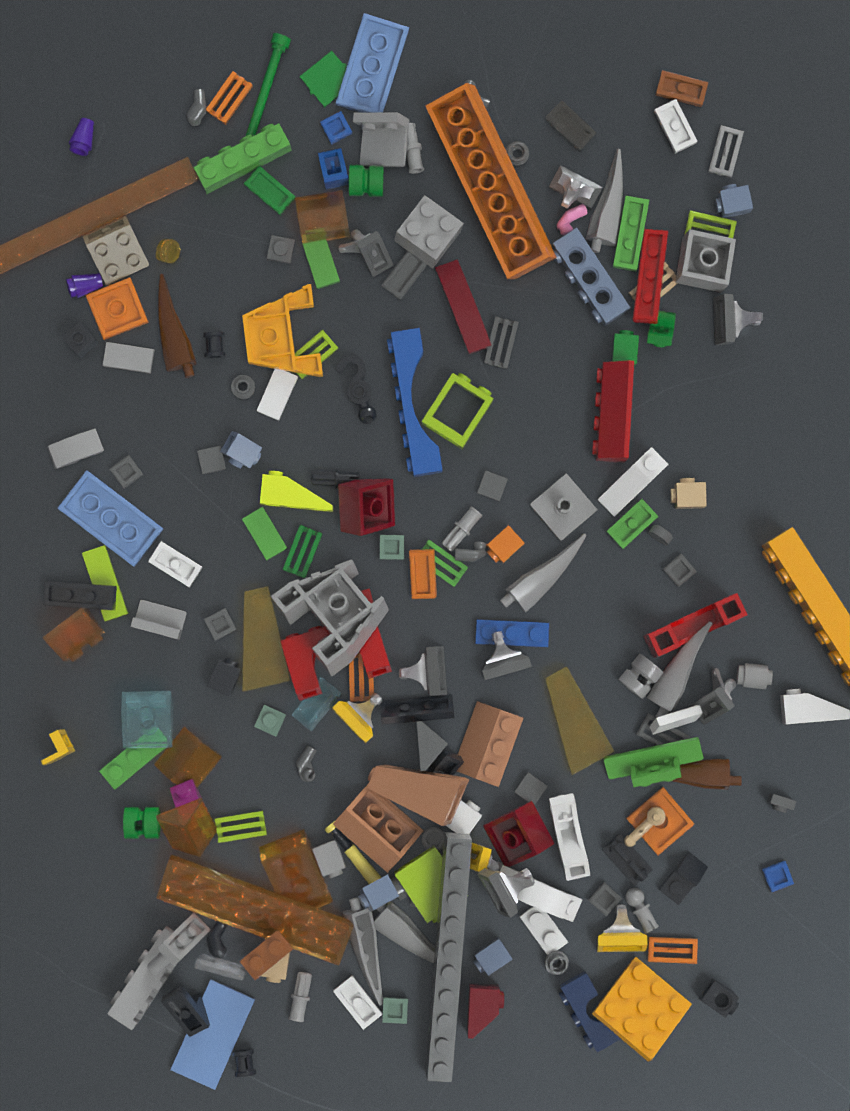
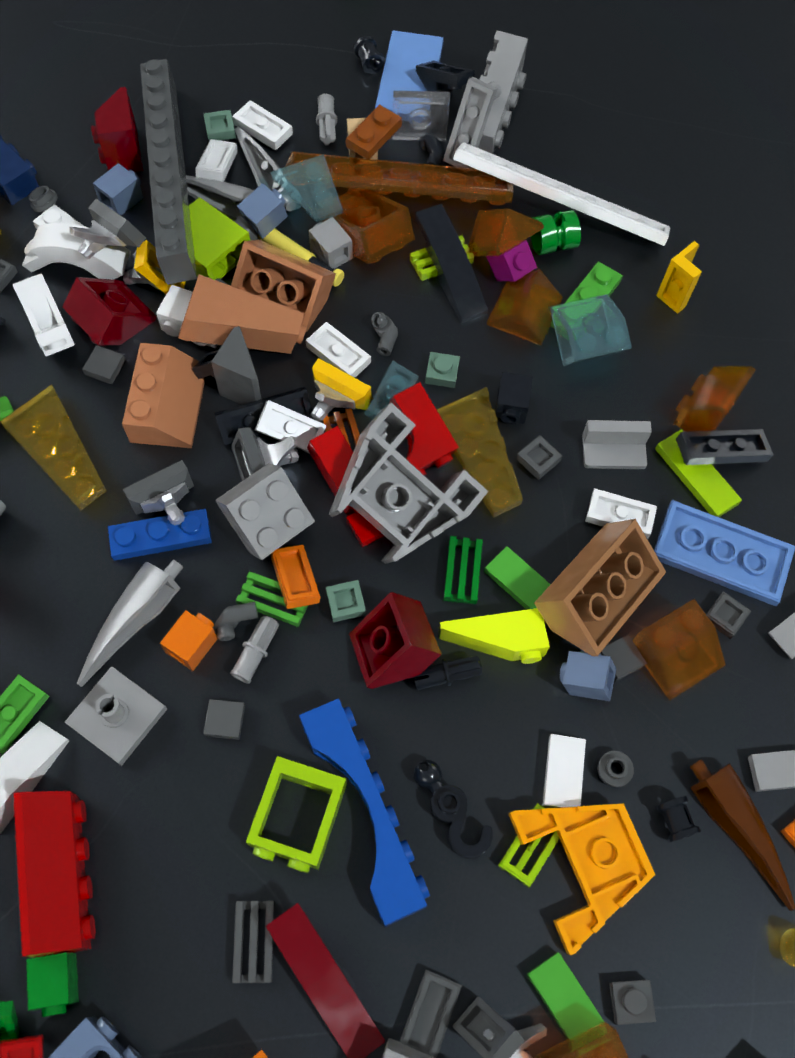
camera: 165 degrees right, 20 degrees down
(124, 859) = (562, 193): none -> white tile
(171, 453) = (681, 649): none -> clear orange slope
(211, 507) = (601, 586): none -> medium nougat slope
(236, 813) = (452, 263): none -> black slope
(334, 903) = (311, 187): none -> clear light blue wing
(347, 754) = (338, 350): none -> white plate
(400, 691) = (282, 423): none -> white plate
(405, 970) = (216, 160): none -> white tile
(433, 622) = (265, 510): none -> light grey brick

